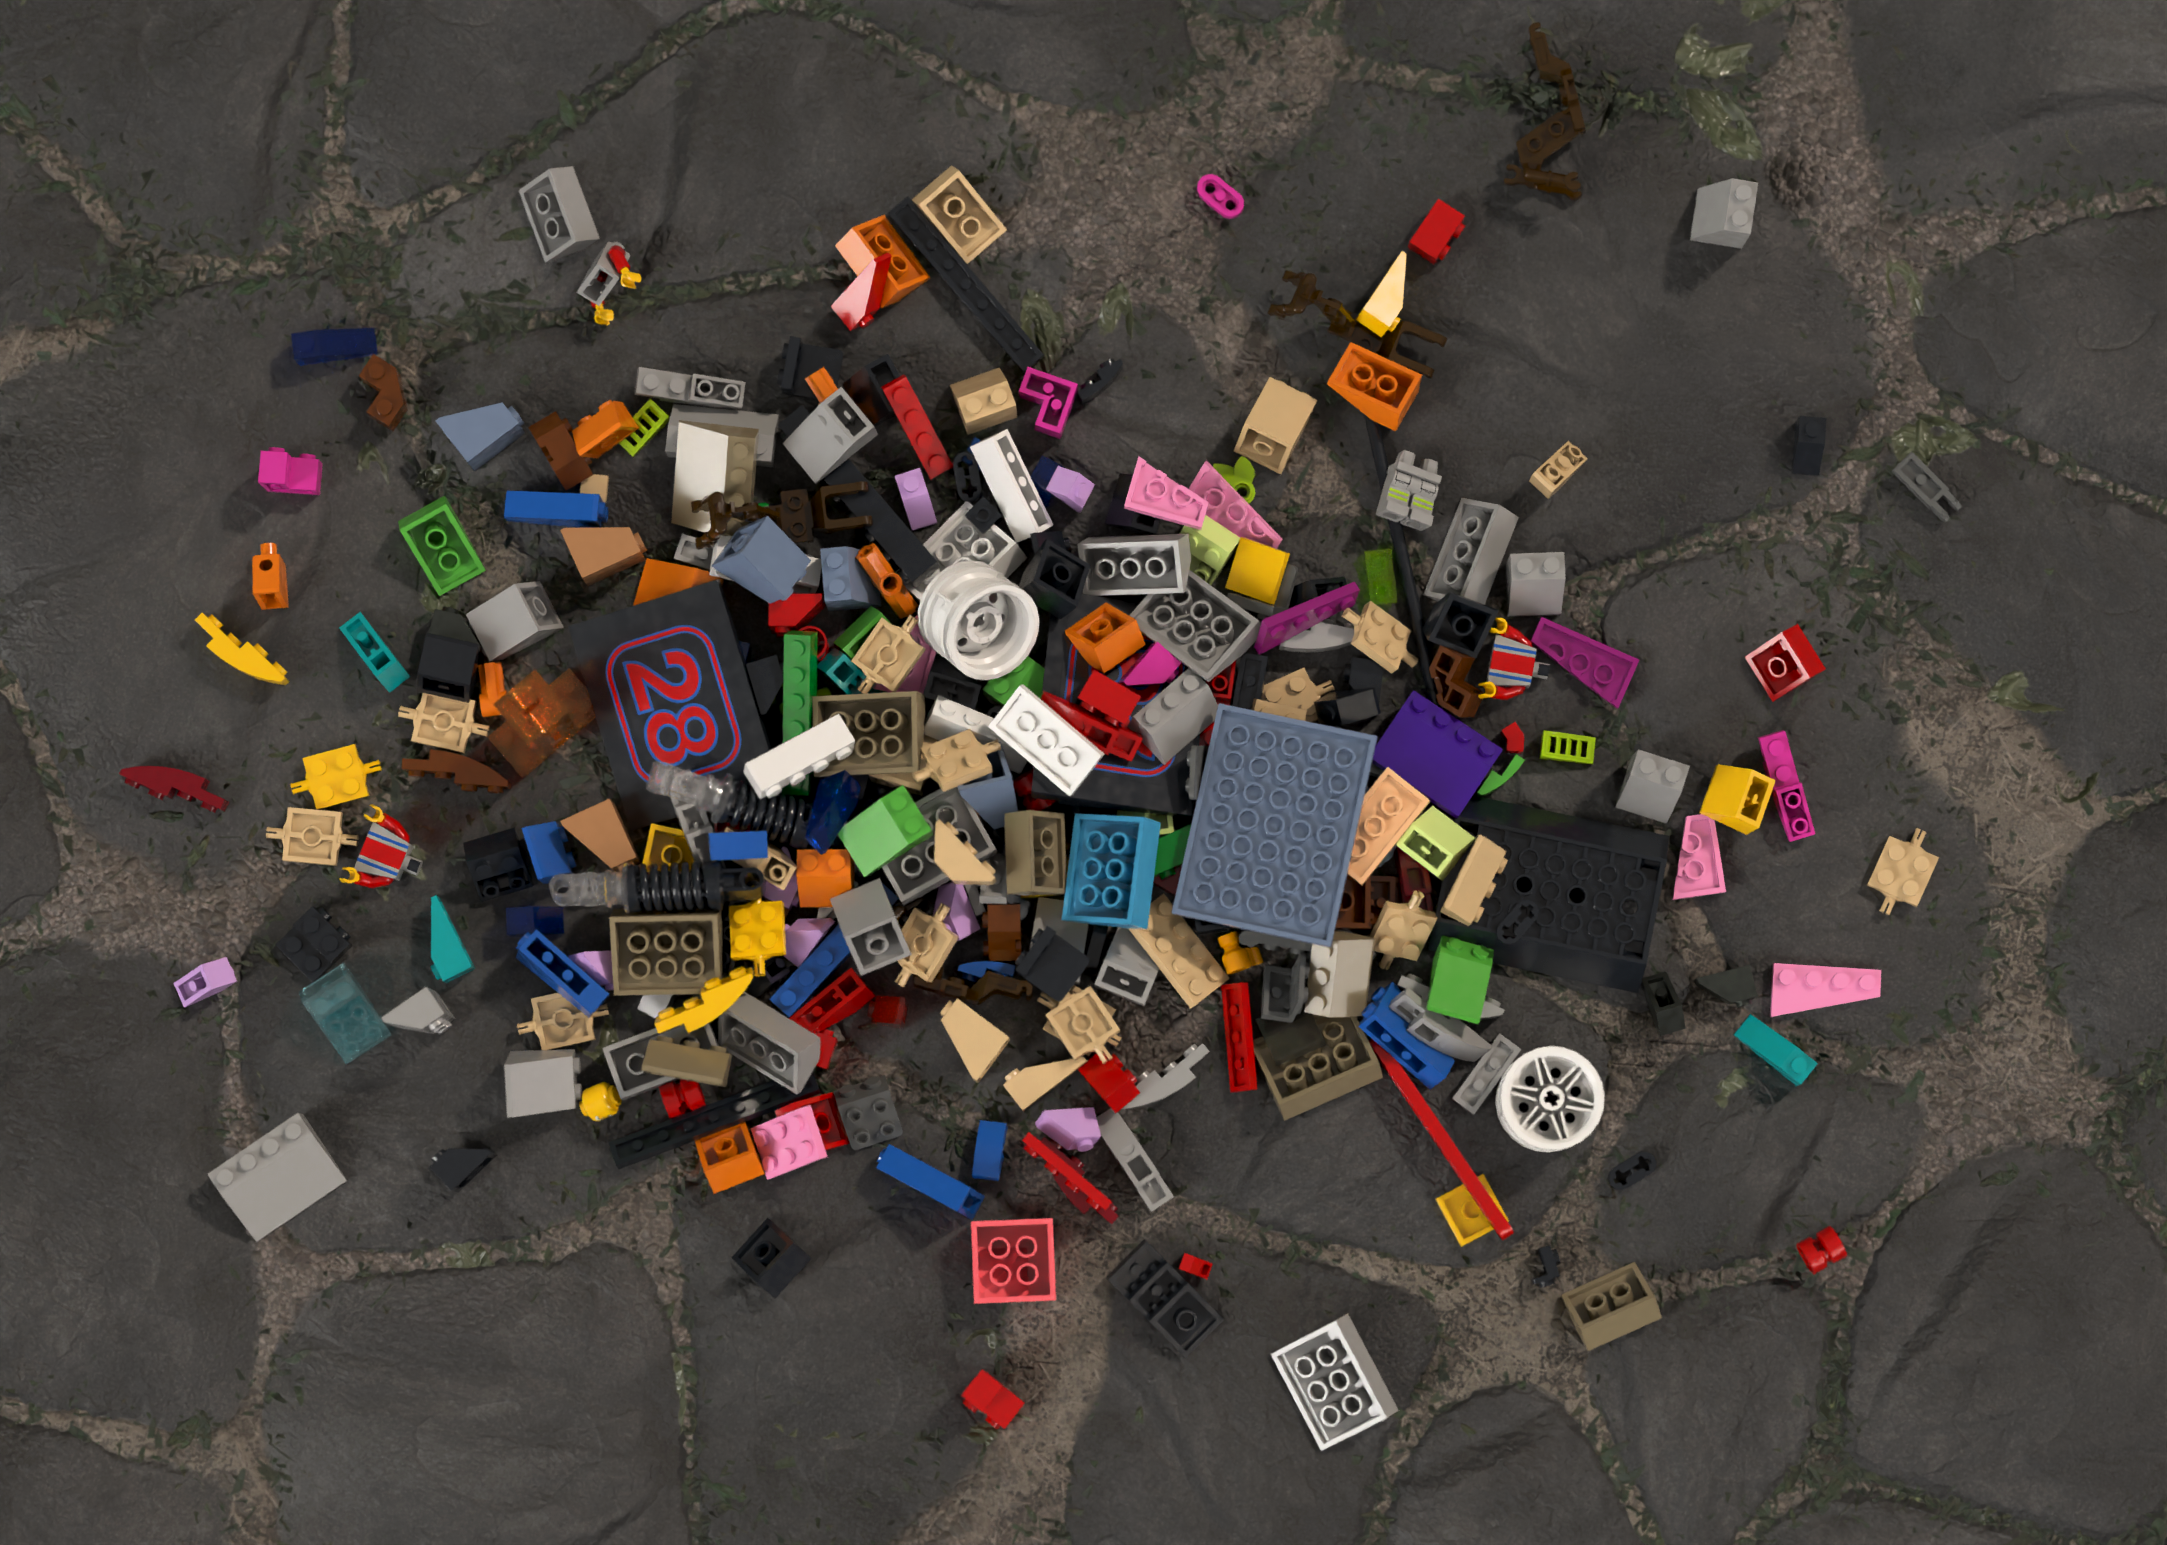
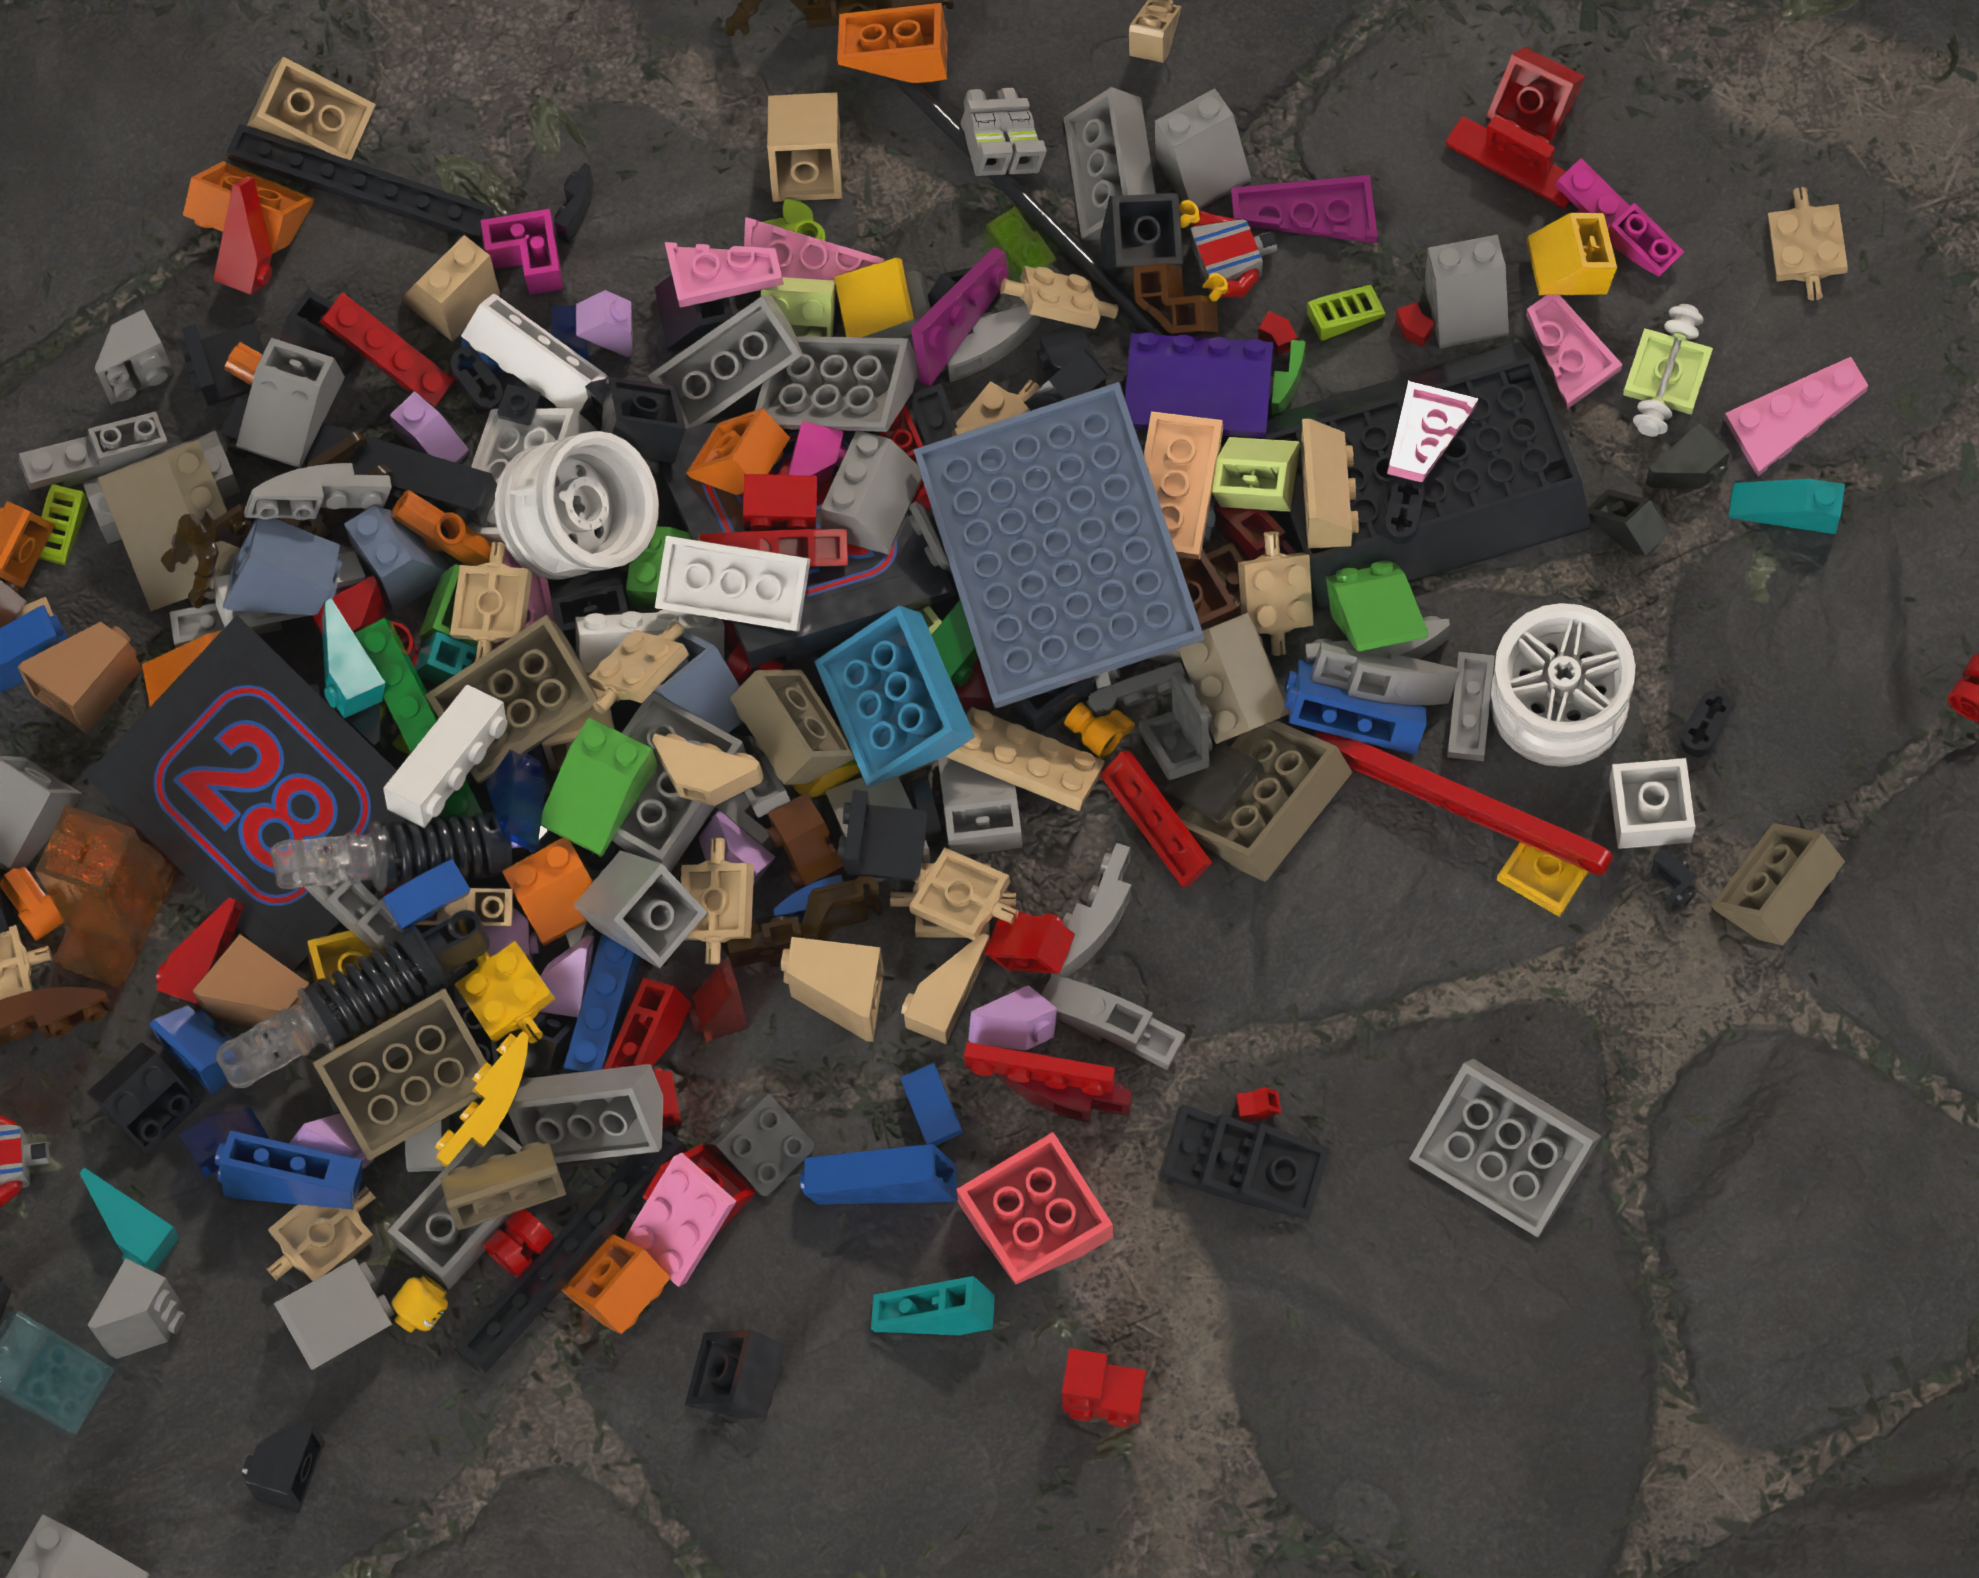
camera: 25 degrees left, 15 degrees down
(574, 794) = (199, 952): none -> red slope
(748, 335) = (132, 358): none -> light grey slope
(768, 659) = (349, 673): none -> slope
(805, 517) = (305, 490): none -> light grey slope
(917, 1286) = (935, 1308): none -> teal slope
(1561, 1209) = (1652, 803): none -> white brick
(1562, 875) = (1426, 428): none -> wing
(1606, 783) = (1414, 324): none -> red piece
(1742, 697) = (1511, 154): none -> red bracket
(1754, 912) = (1668, 370): none -> yellowish green plate

